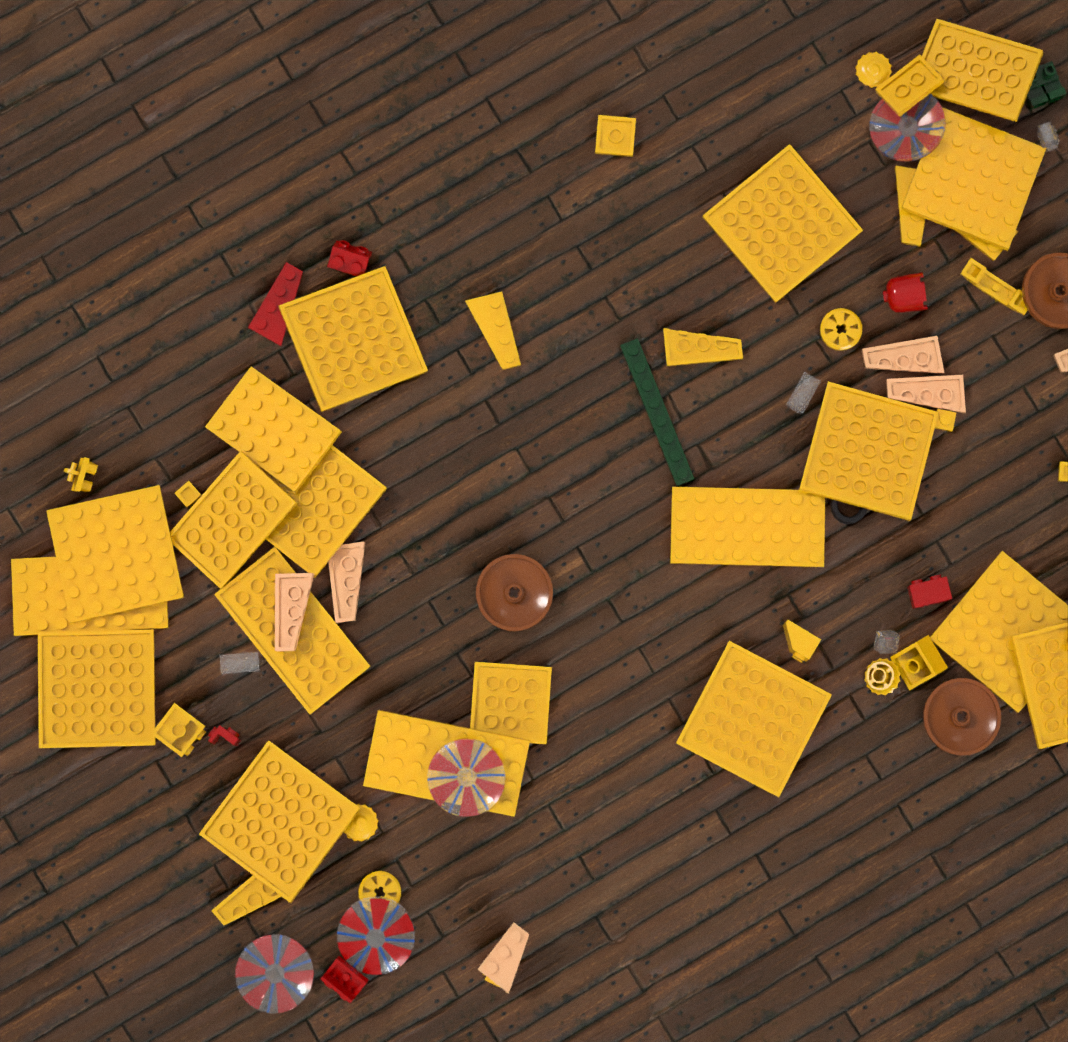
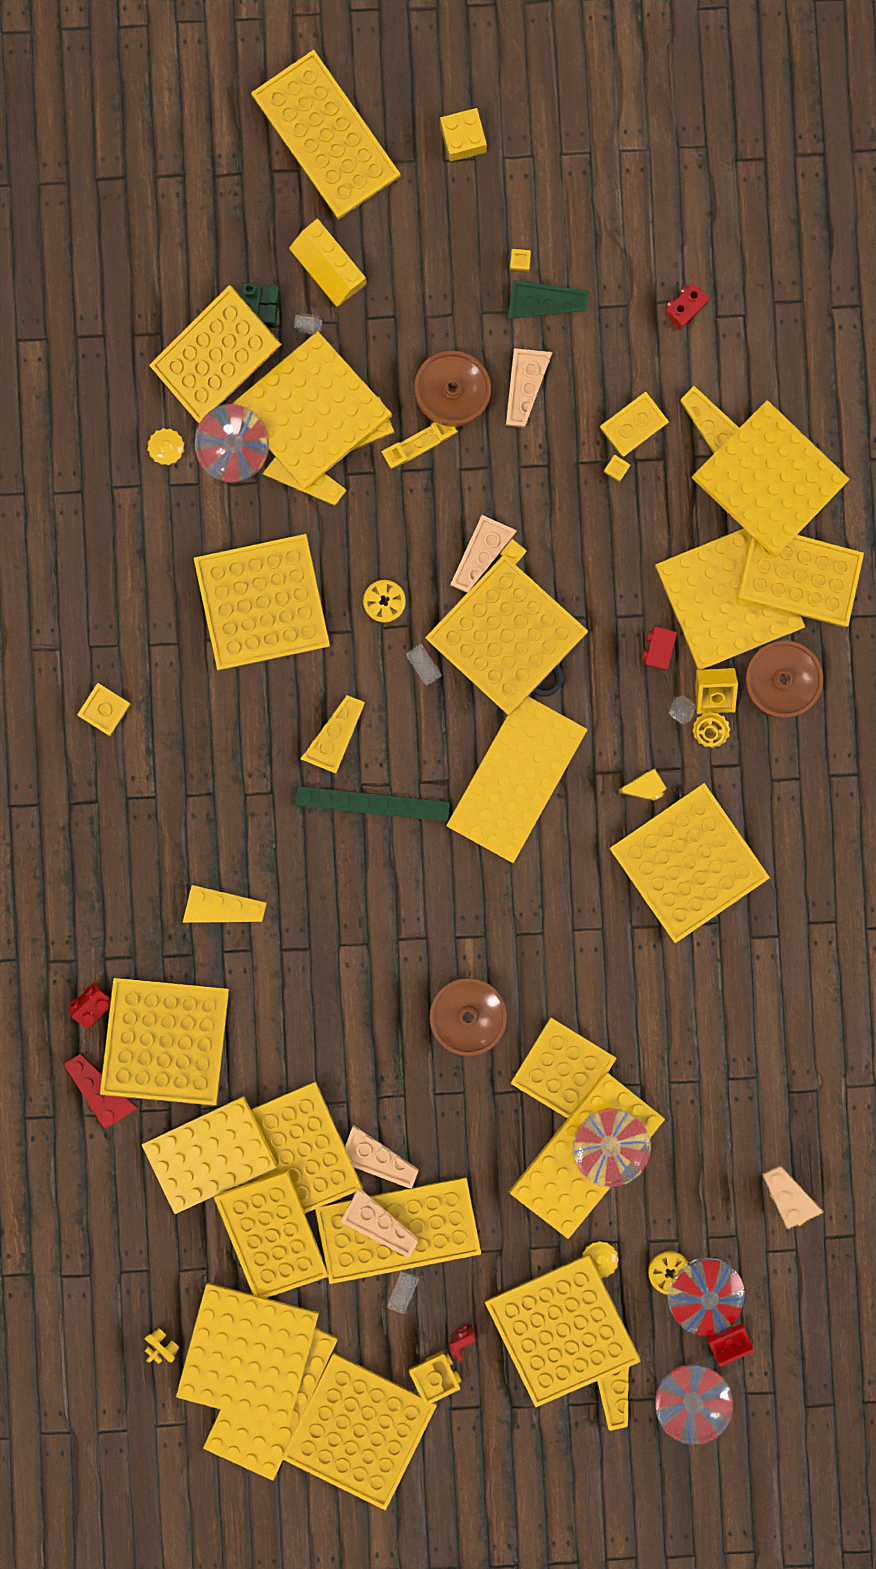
camera: 60 degrees left, 5 degrees up
(188, 494) = (227, 1260): yellow plate -> none
(906, 293) = (383, 526): red cylinder -> none
(909, 85) = (197, 422): yellow plate -> none
(910, 356) = (439, 554): light nougat wing -> none

